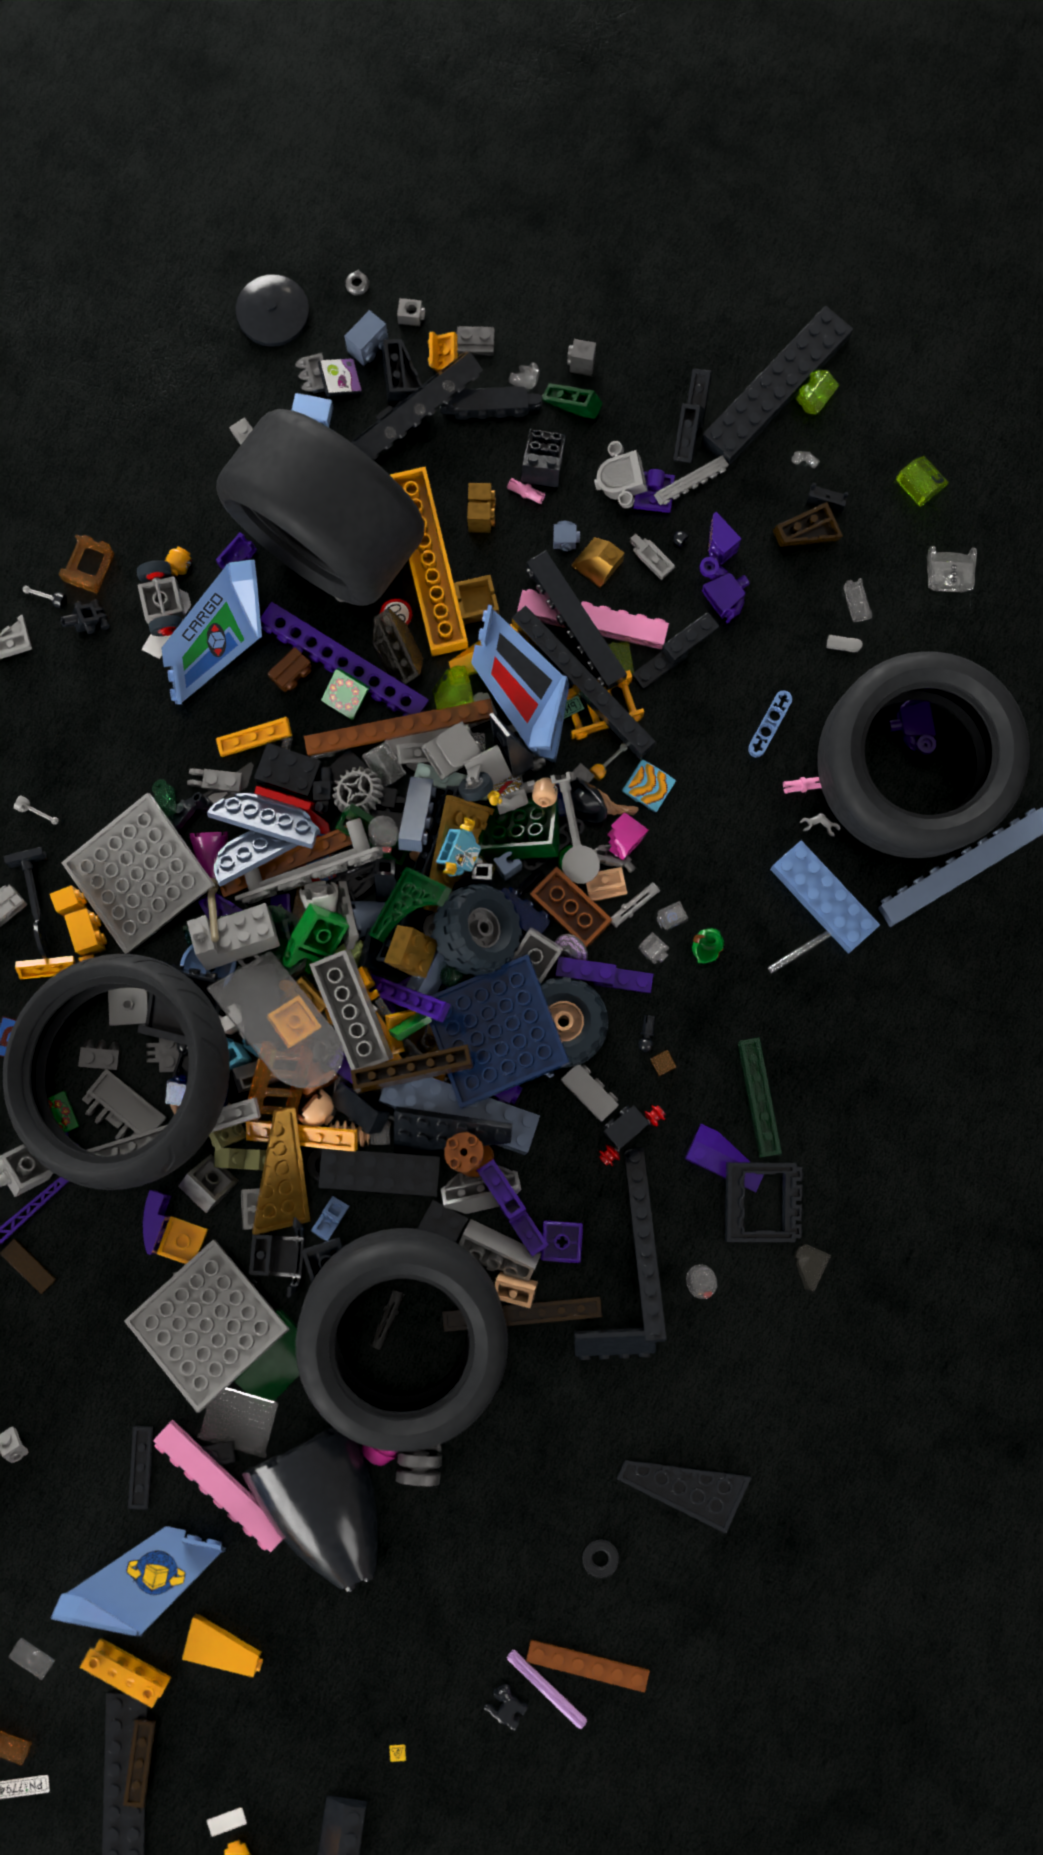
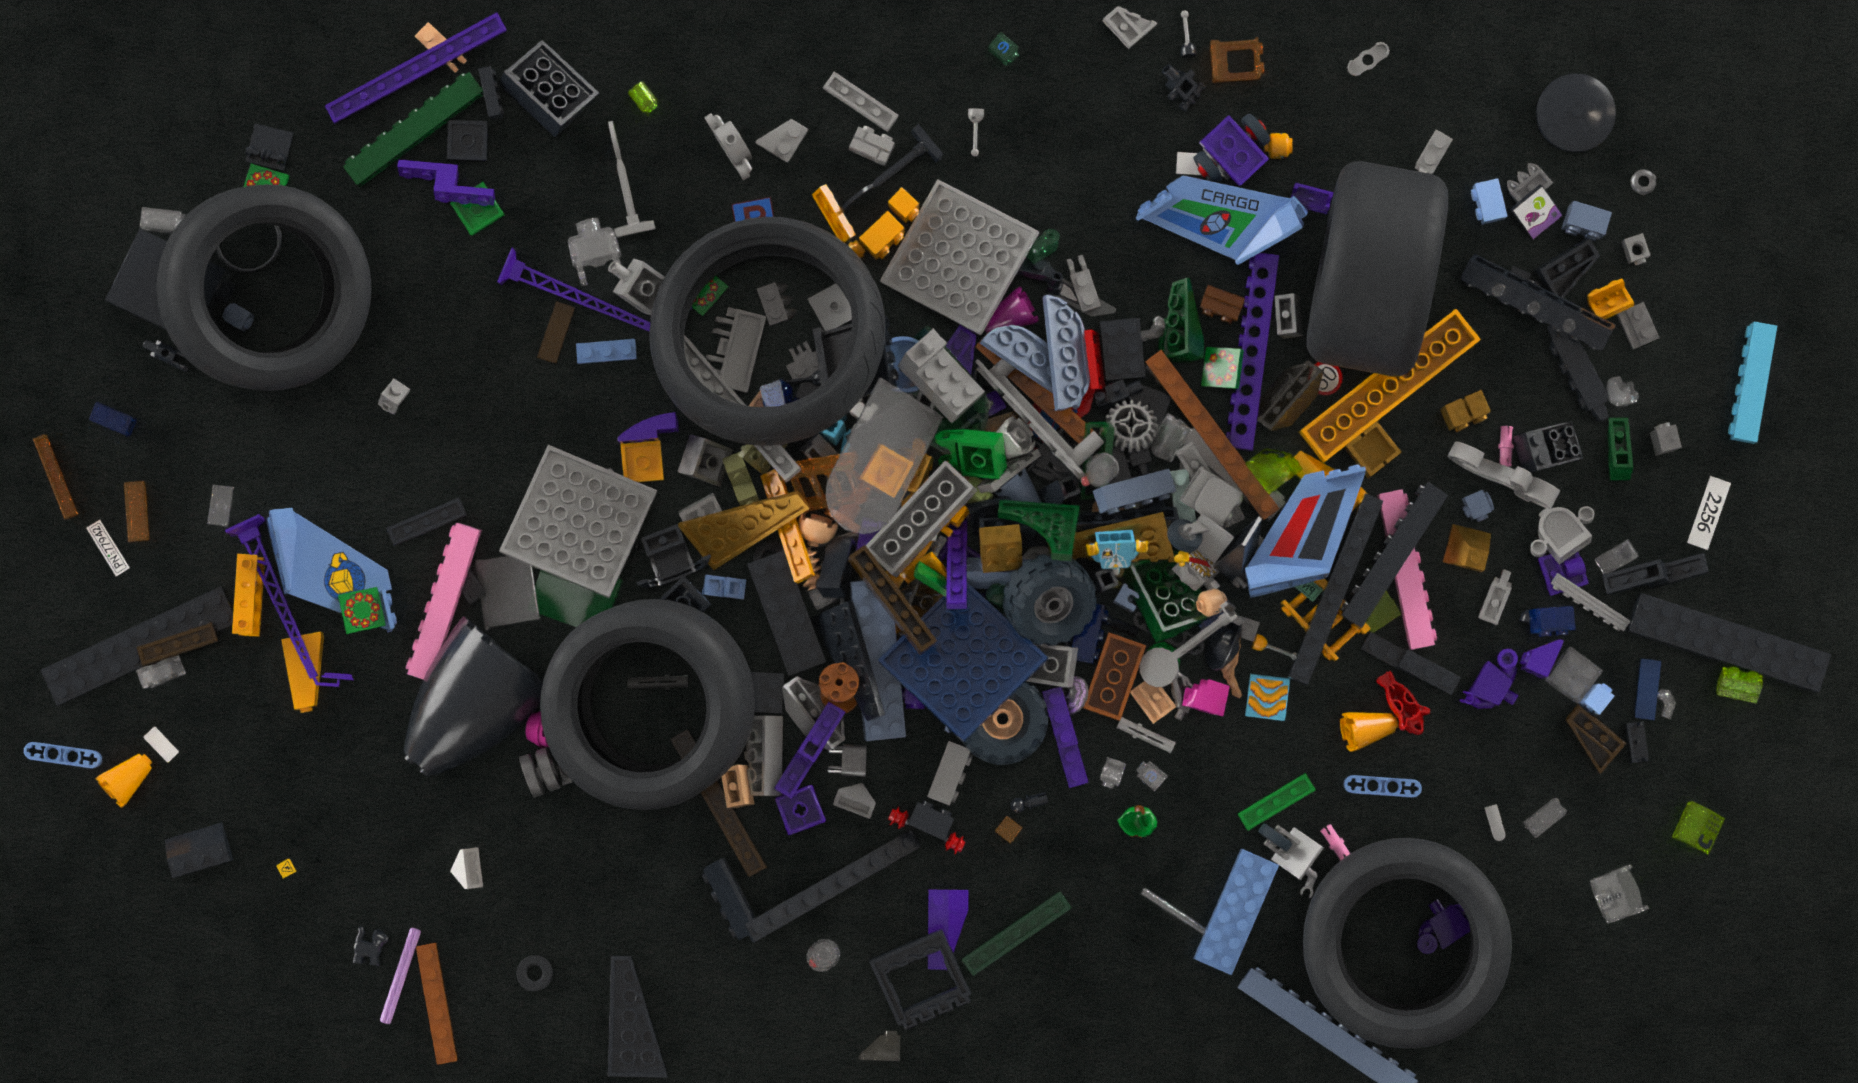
camera: 65 degrees right, 5 degrees up
(67, 1228) = (606, 351): none -> medium blue plate
(67, 1642) = (248, 532): none -> dark purple piece
(141, 445) = (1378, 53): none -> light grey piece
(159, 1792) = (161, 672): none -> clear brick
(161, 594) = (1234, 150): none -> dark purple plate
(191, 1569) = (361, 610): none -> tile
(213, 911) = (953, 347): dark tan piece -> none
(254, 737) = (1140, 301): light orange tile -> none
(304, 714) = (1182, 332): none -> dark green wedge
(327, 617) = (1288, 316): none -> flat silver brick
(476, 1577) = (468, 868): none -> white slope
(539, 1174) = (852, 760): none -> flat silver piece
(566, 484) = (1519, 480): none -> light grey piece
(567, 269) = (1753, 382): none -> medium azure brick
(575, 1187) = (855, 799): none -> light grey slope
(659, 355) = (1709, 512): none -> white sticker
(663, 440) = (1616, 557): none -> clear brick
(692, 517) = (1552, 620): none -> clear blue brick
(708, 673) = (1403, 704): none -> red animal
(714, 714) = (1366, 728): none -> light orange cone
(743, 819) = (1276, 801): none -> green tile
(748, 520) = (1573, 675): none -> clear brick
(776, 509) = (1597, 698): none -> light blue brick
(786, 469) = (1647, 689): none -> dark blue tile
(794, 821) = (1295, 852): none -> light grey plate

